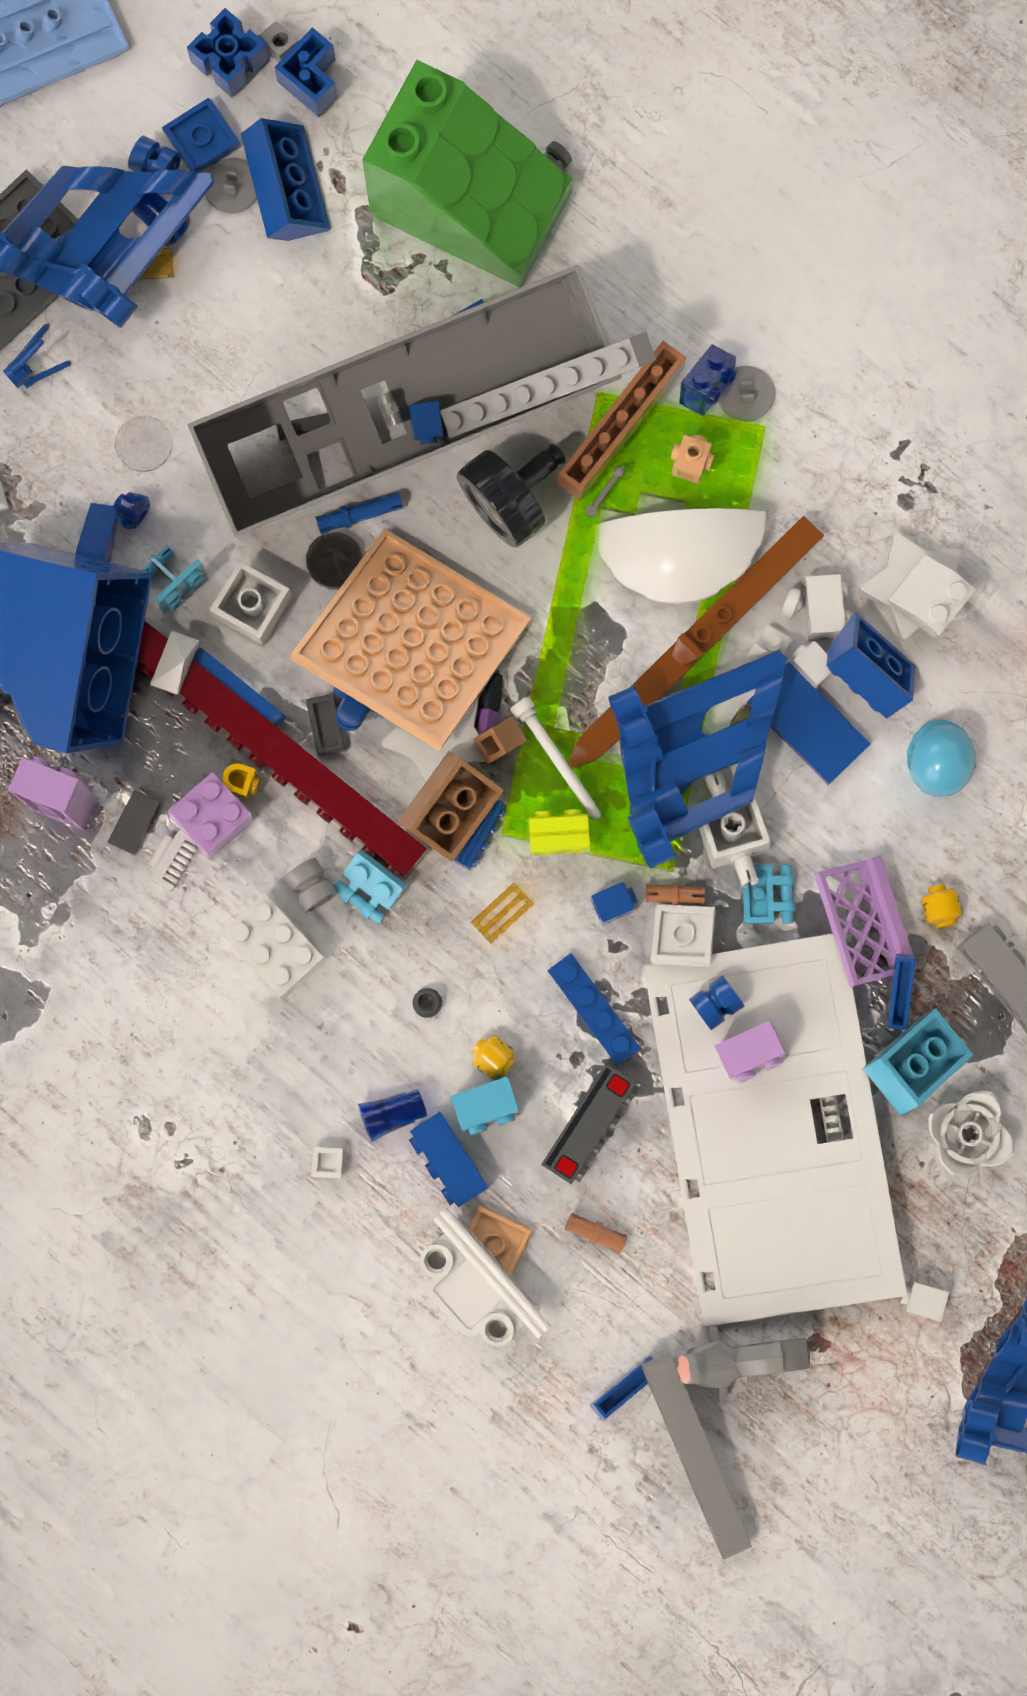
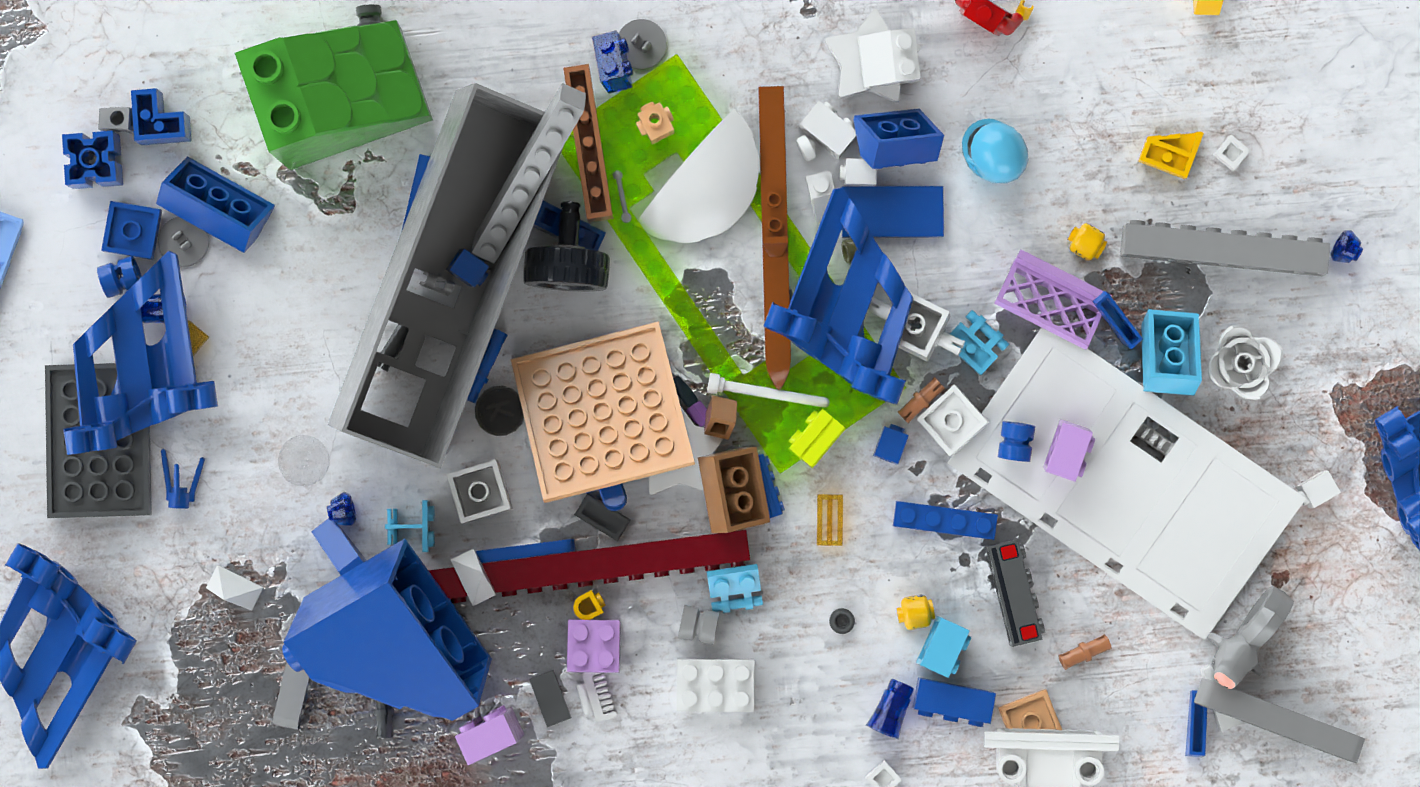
camera: 45 degrees left, 5 degrees up
(526, 444) = (548, 222): none -> blue slope

